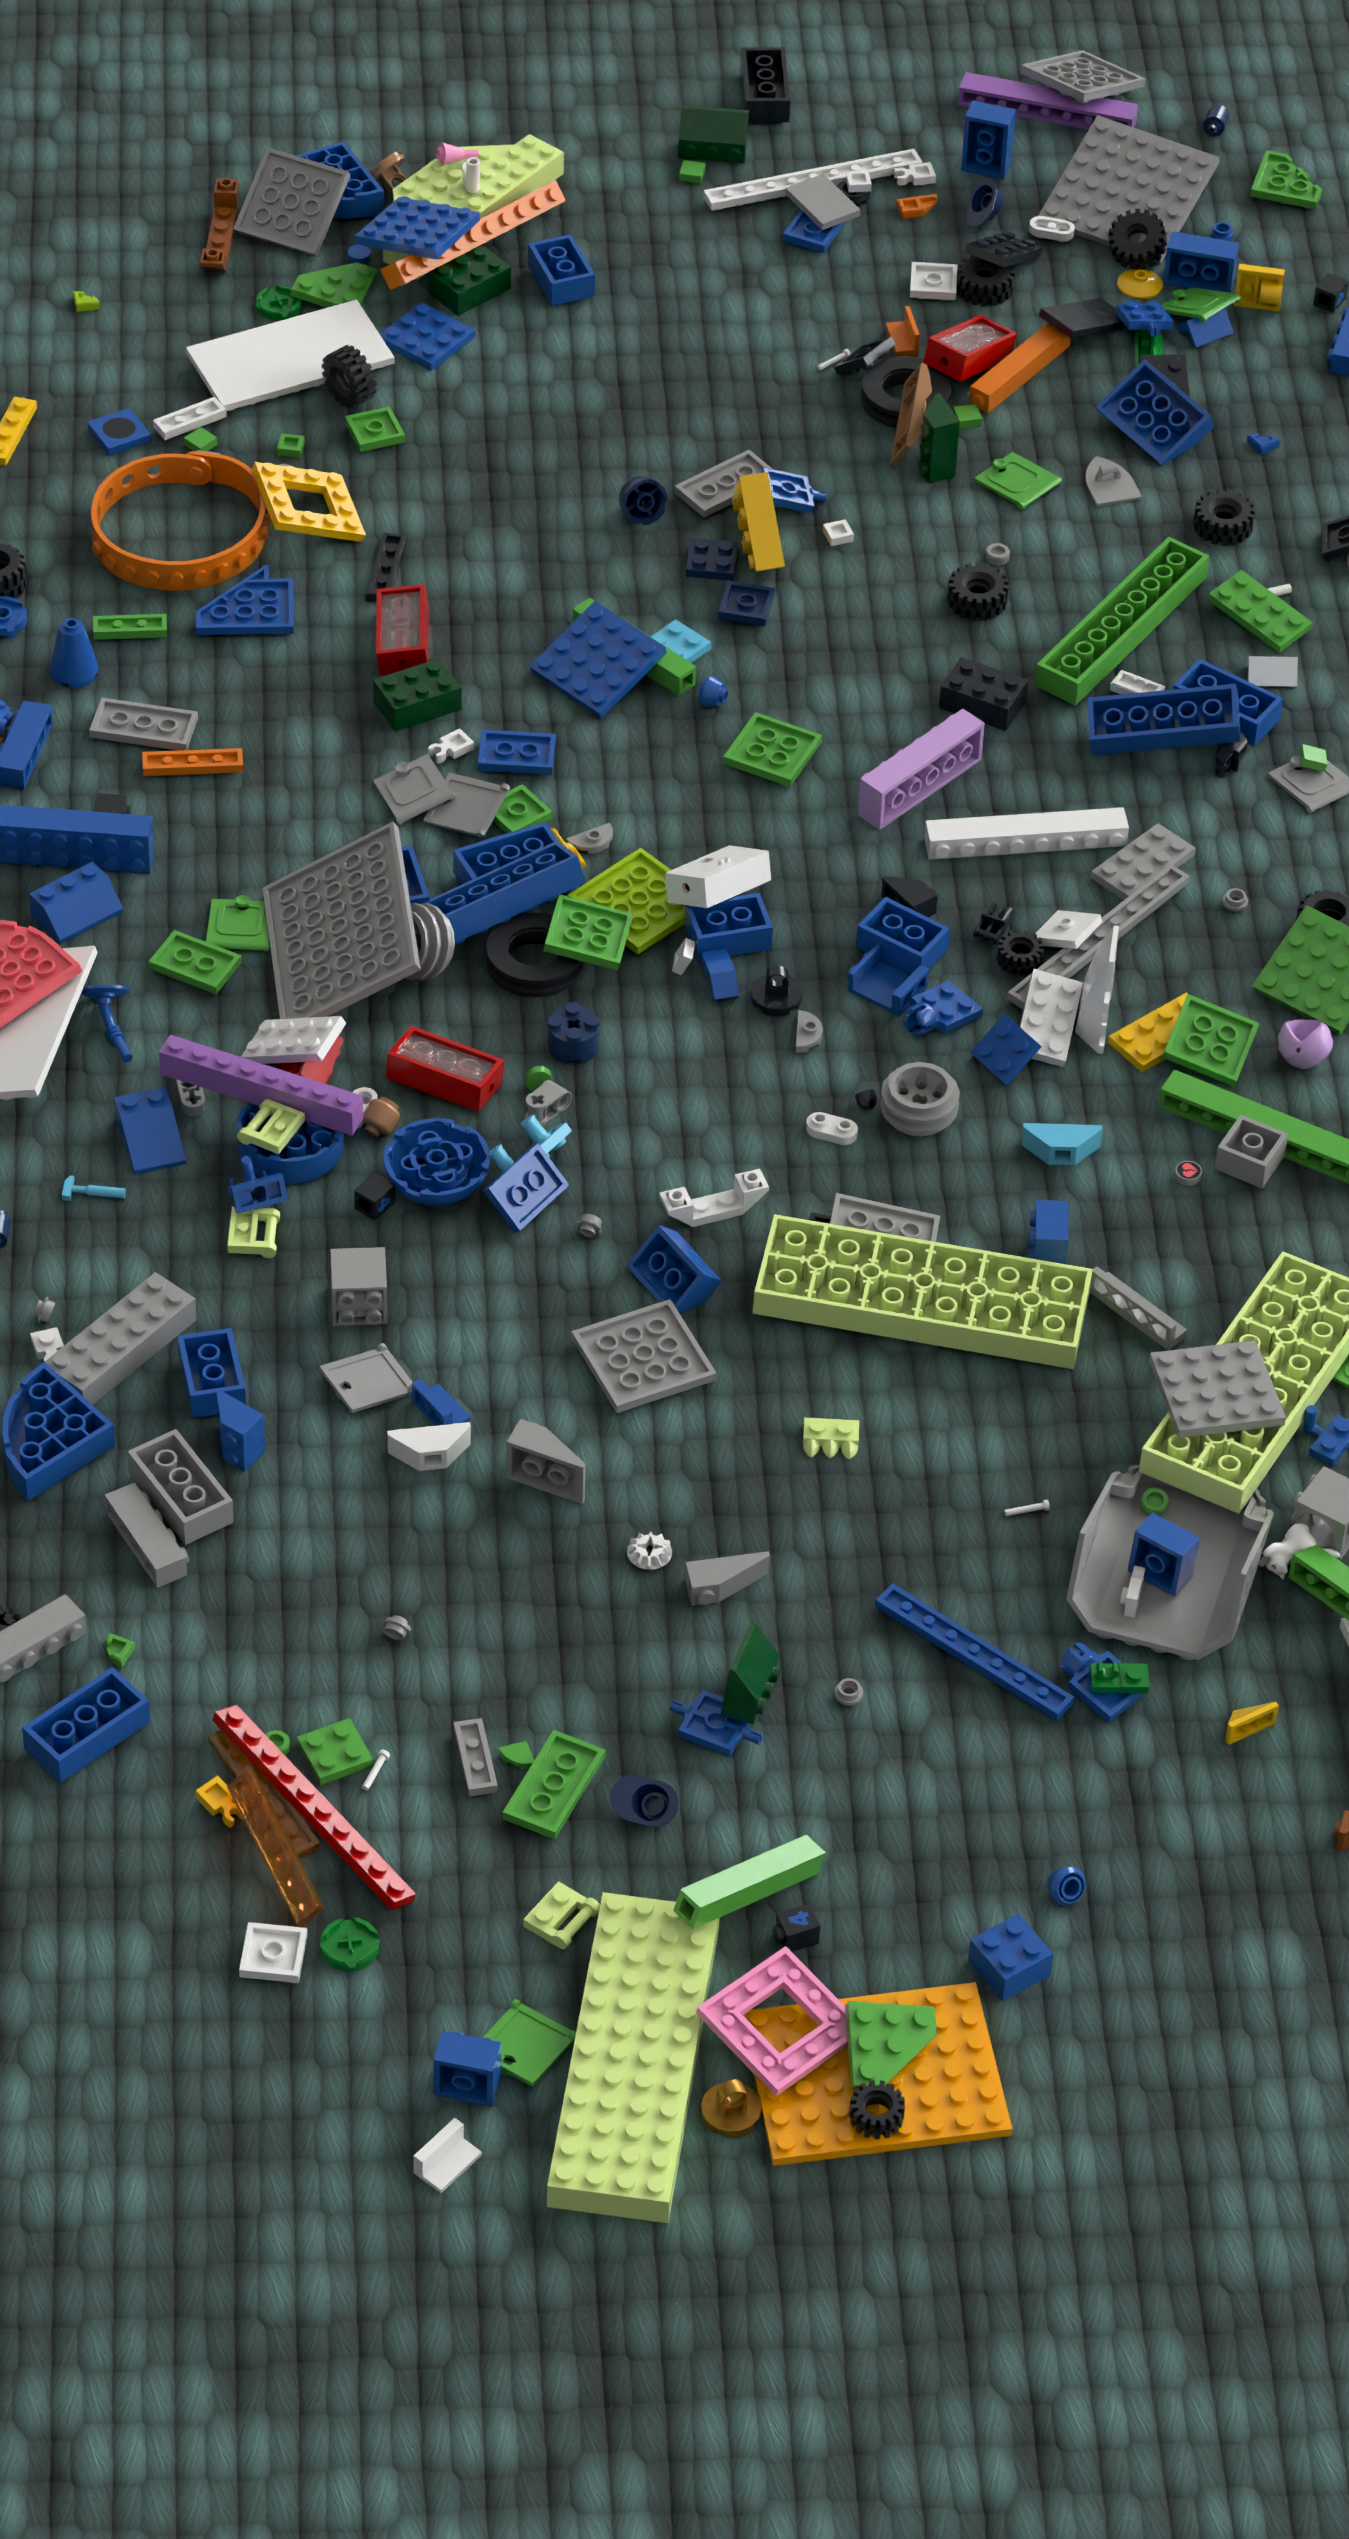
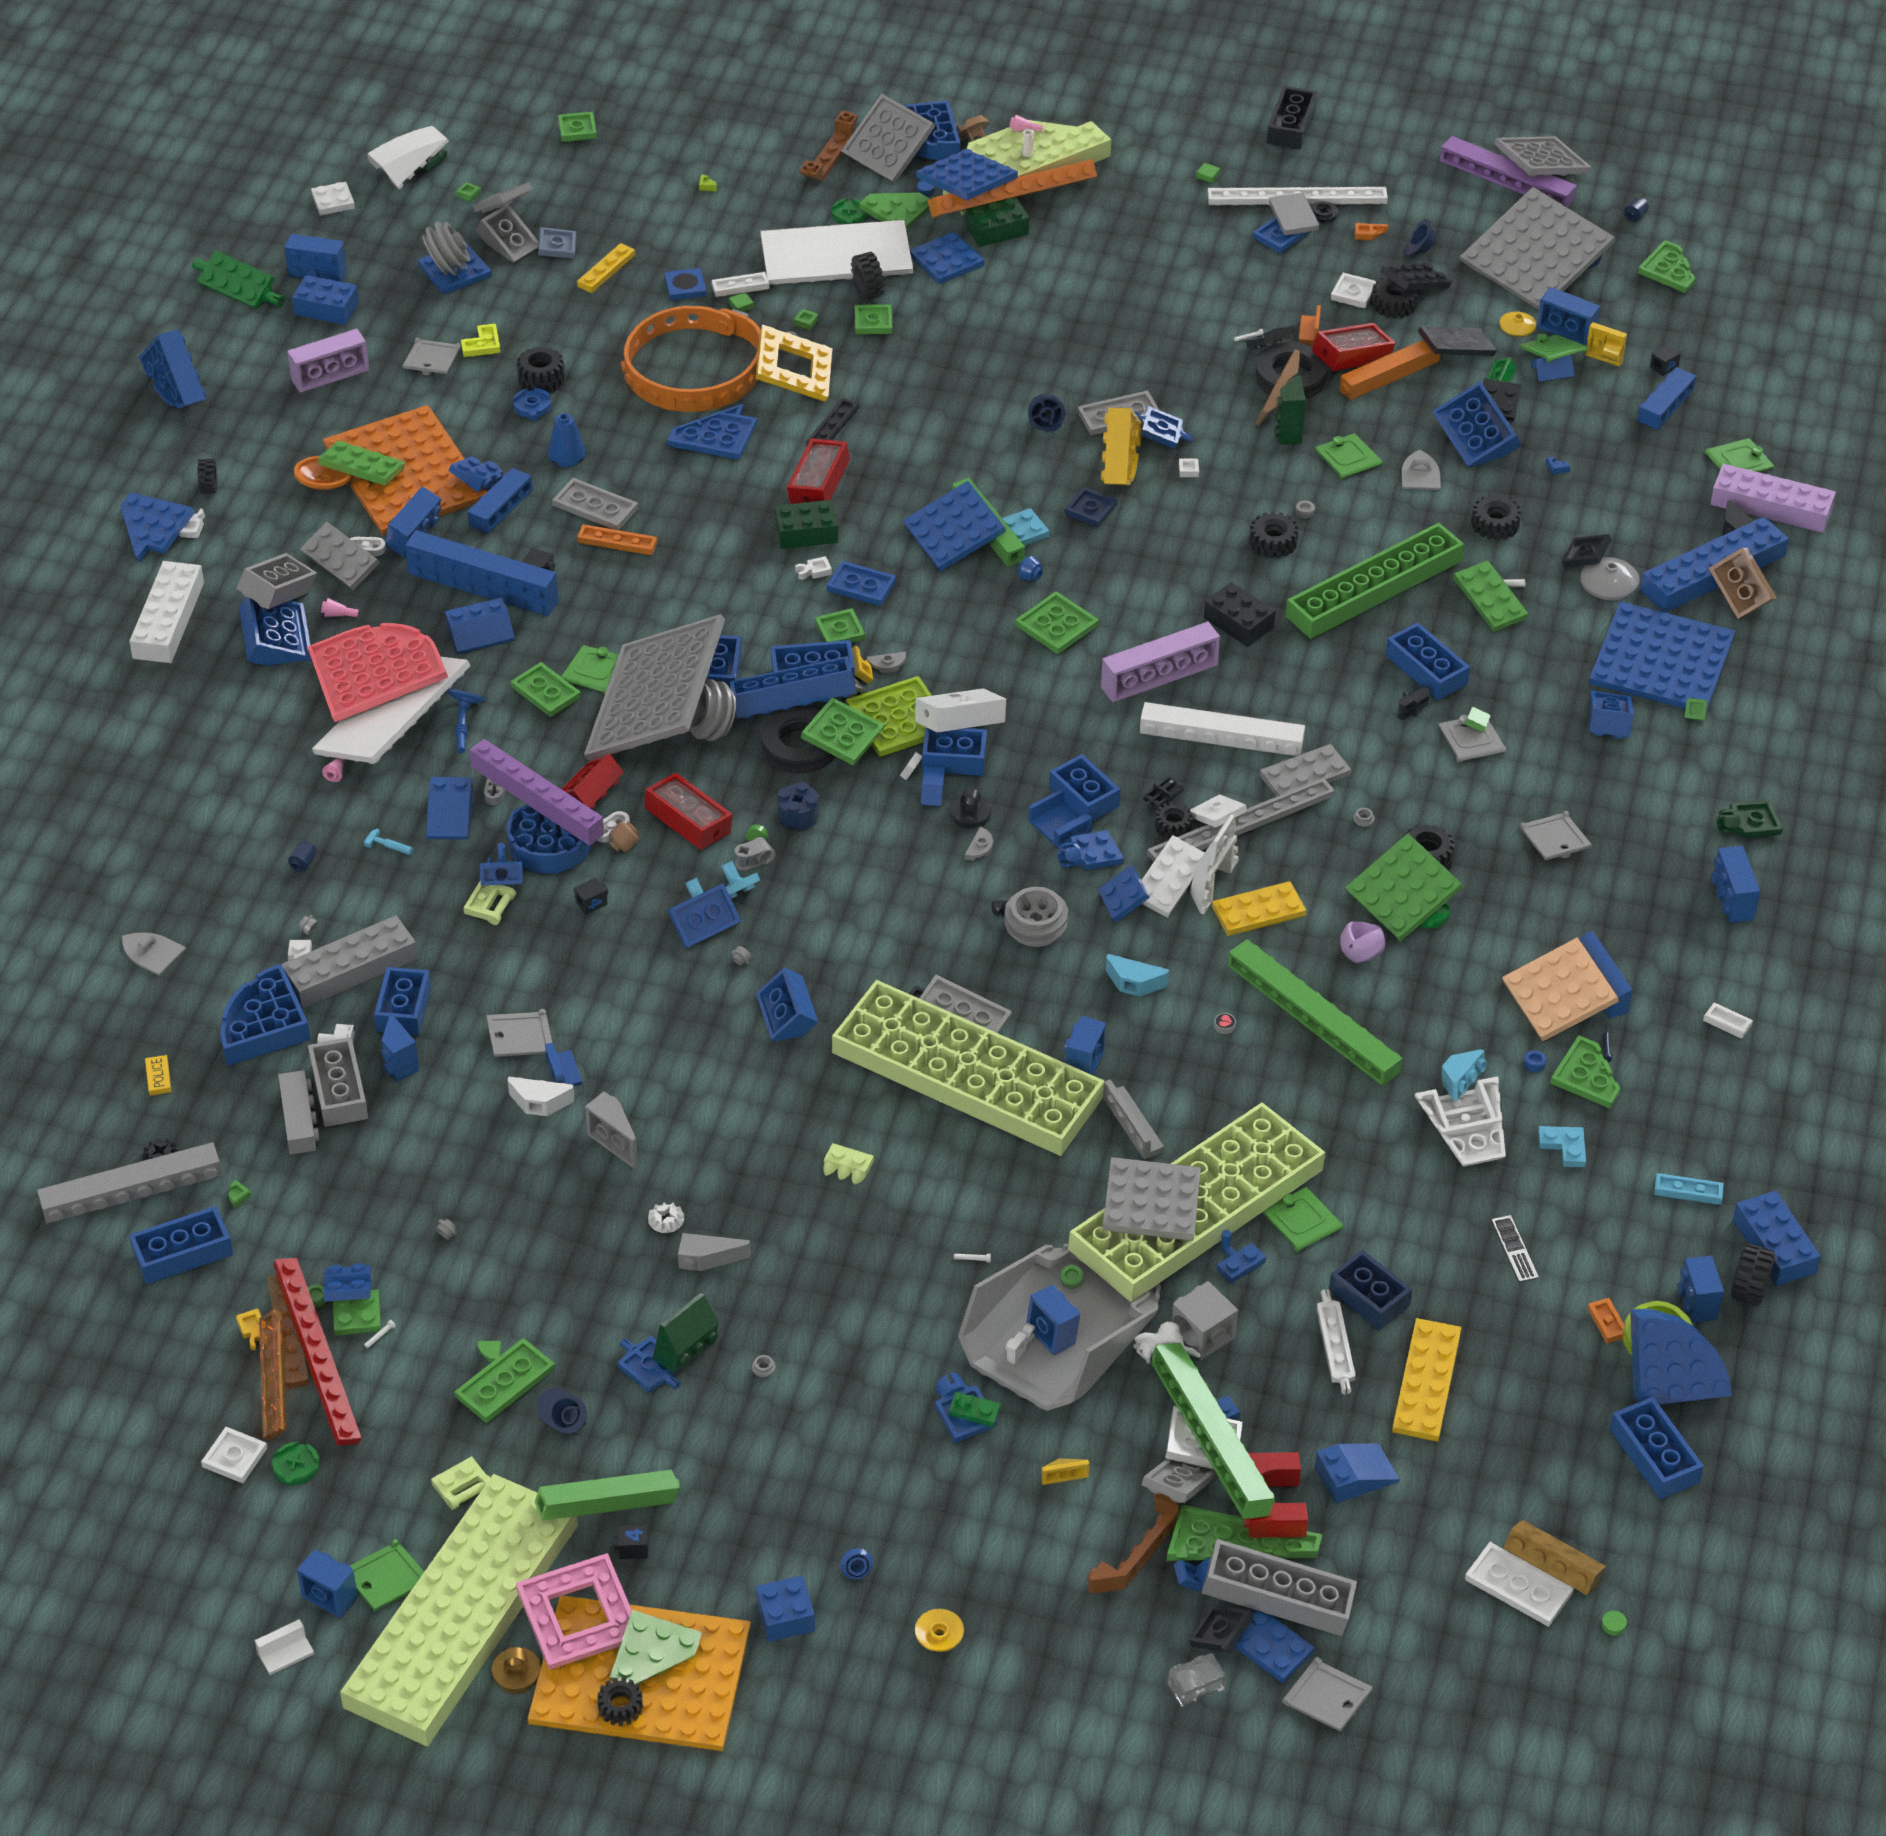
camera: 20 degrees right, 0 degrees up
(130, 626) = (621, 429): bright green plate -> none
(151, 1429) = (341, 1031): none -> white piece
(276, 1131) = (537, 824): yellowish green plate -> none
(294, 1039) = (582, 763): white plate -> none
(312, 1718) = (347, 1282): none -> blue plate
(359, 1286) = (541, 961): light grey brick -> none
(415, 792) = (770, 597): light grey container -> none
(453, 1158) = (633, 885): blue brick -> none
(471, 809) = (802, 615): light grey container -> none
(475, 1757) = (456, 1344): light grey plate -> none
(561, 270) = (1068, 227): blue brick -> none
(643, 1356) = (733, 1066): light grey plate -> none
(712, 559) = (1081, 468): dark blue plate -> none
(713, 134) = (1233, 147): dark green slope -> none
(747, 1191) = (842, 964): white slope -> none
(832, 1128) = (963, 924): white plate -> none
(858, 181) = (1329, 203): white tile -> none
(910, 893) = (1108, 758): black slope -> none
(917, 174) = (1381, 207): white plate -> none
(968, 416) = (1332, 398): bright green tile -> none
(974, 1652) = (875, 1360): blue plate -> none
(988, 140) = (1441, 190): blue brick -> none
(1051, 228) = (1466, 268): white plate -> none
(1129, 683) = (1364, 635): white plate -> none
(1137, 253) = (1525, 299): black tyre -> none
(1146, 317) = (1504, 349): blue plate -> none
(1164, 719) = (1366, 663): blue brick -> none
(1195, 1926) = (937, 1622): none -> yellow dish
(1210, 1040) = (1288, 922): bright green plate -> none
(1222, 231) = (1600, 296): blue plate -> none
(1251, 1151) = (1279, 1017): light grey brick -> none
(1272, 671) = (1478, 644): white panel -> none

